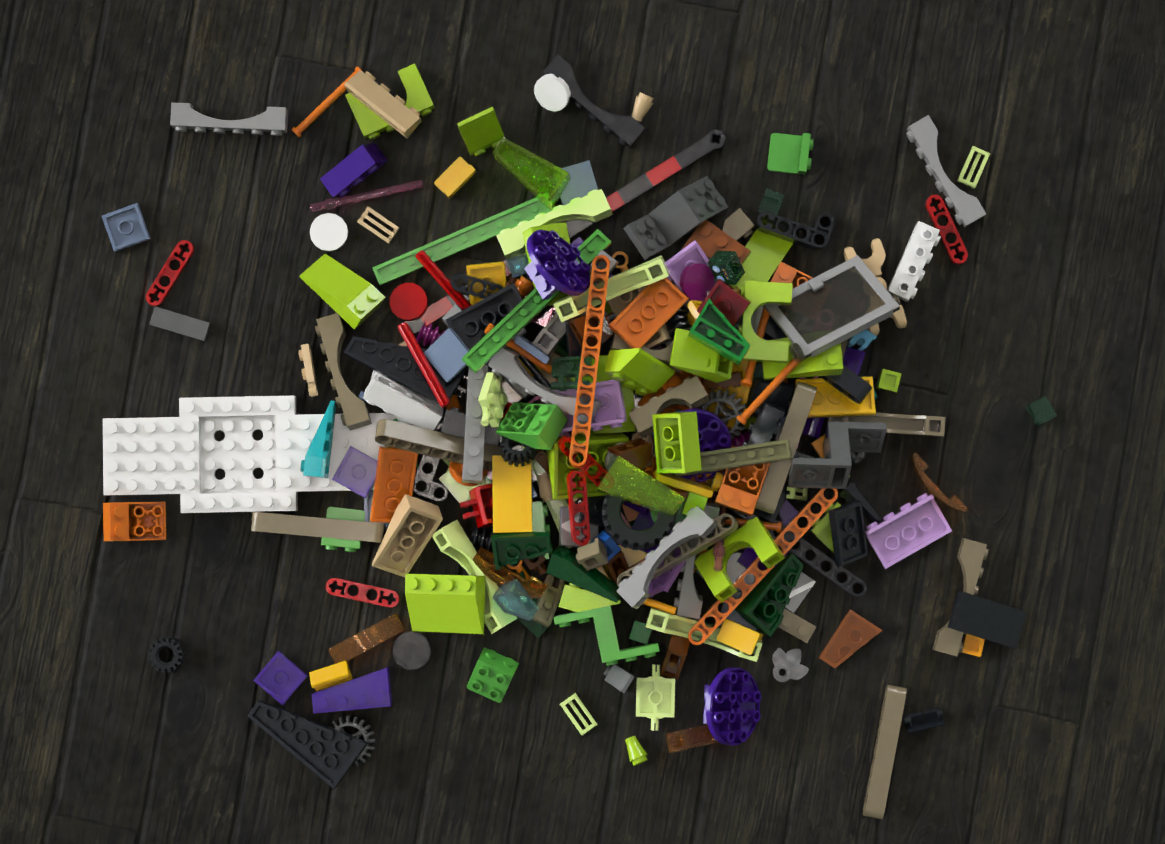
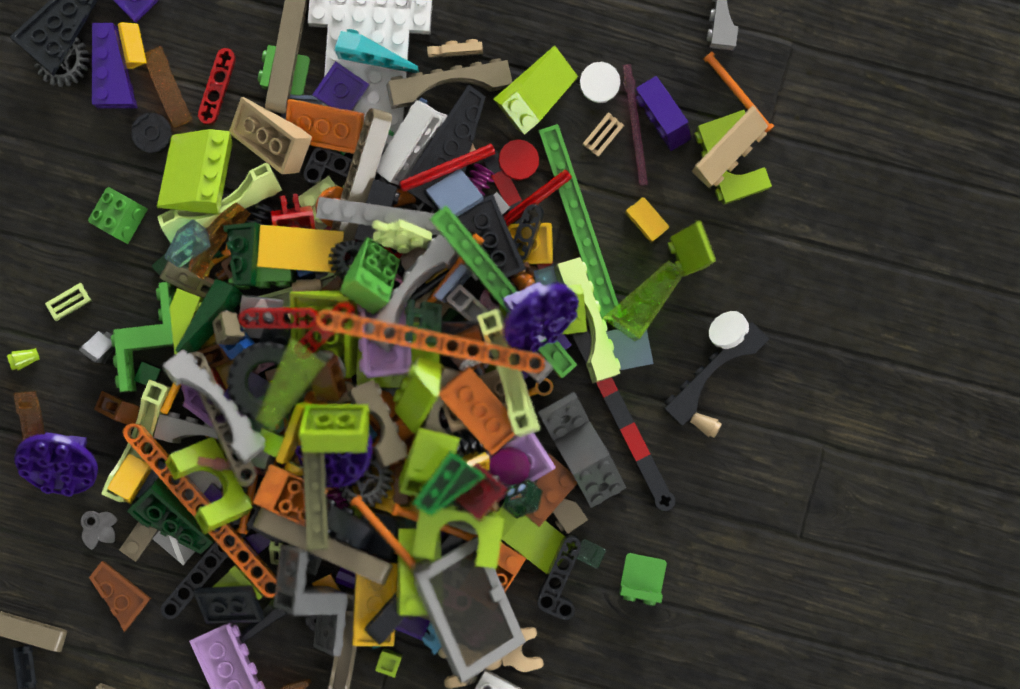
camera: 90 degrees right, 0 degrees up
(655, 697) = (77, 384): yellowish green plate -> none

